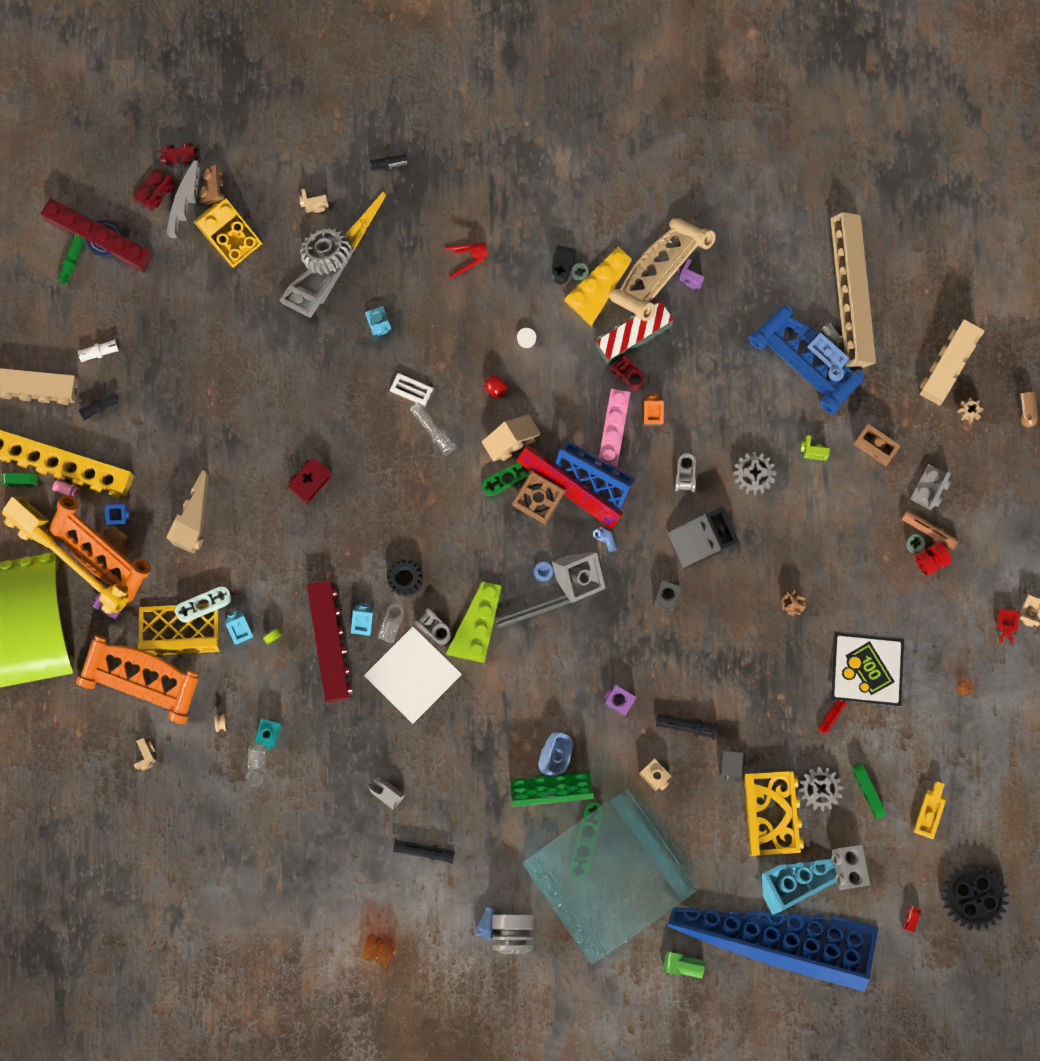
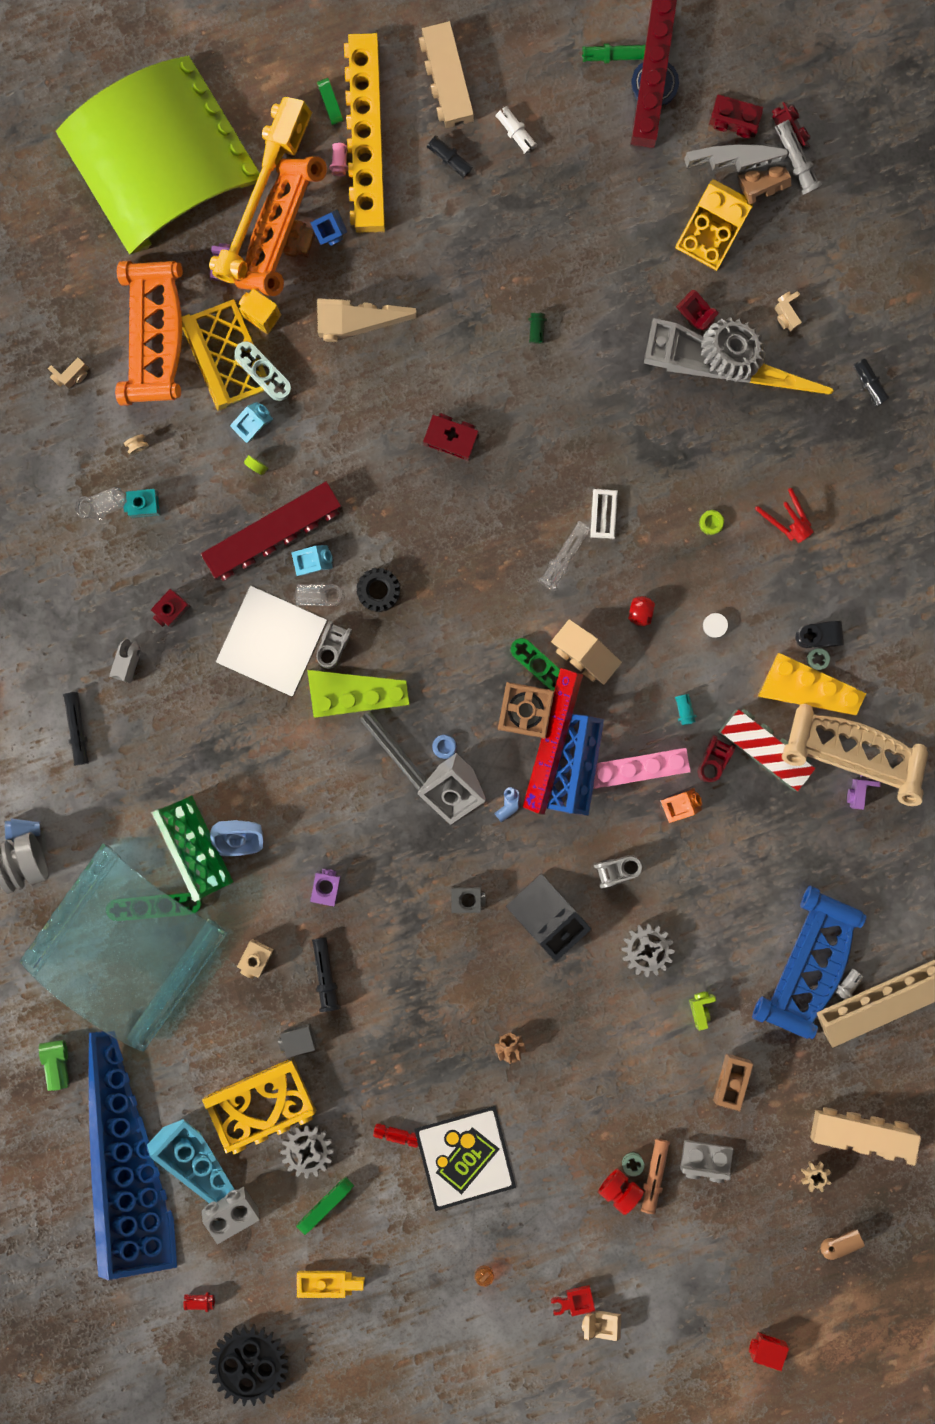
camera: 70 degrees right, 10 degrees up
(156, 588) = (259, 310): none -> yellow brick
(211, 154) = (802, 167): none -> light grey pin
(252, 388) = (537, 328): none -> dark green pin
(286, 267) = (697, 311): none -> dark red bracket
(358, 742) = (169, 609): none -> dark red brick
(378, 321) = (671, 443): medium azure bracket -> none
(448, 313) = (711, 522): none -> lime tile
(582, 381) = (685, 709): none -> teal pin
(830, 356) = (821, 990): medium blue hinge -> none

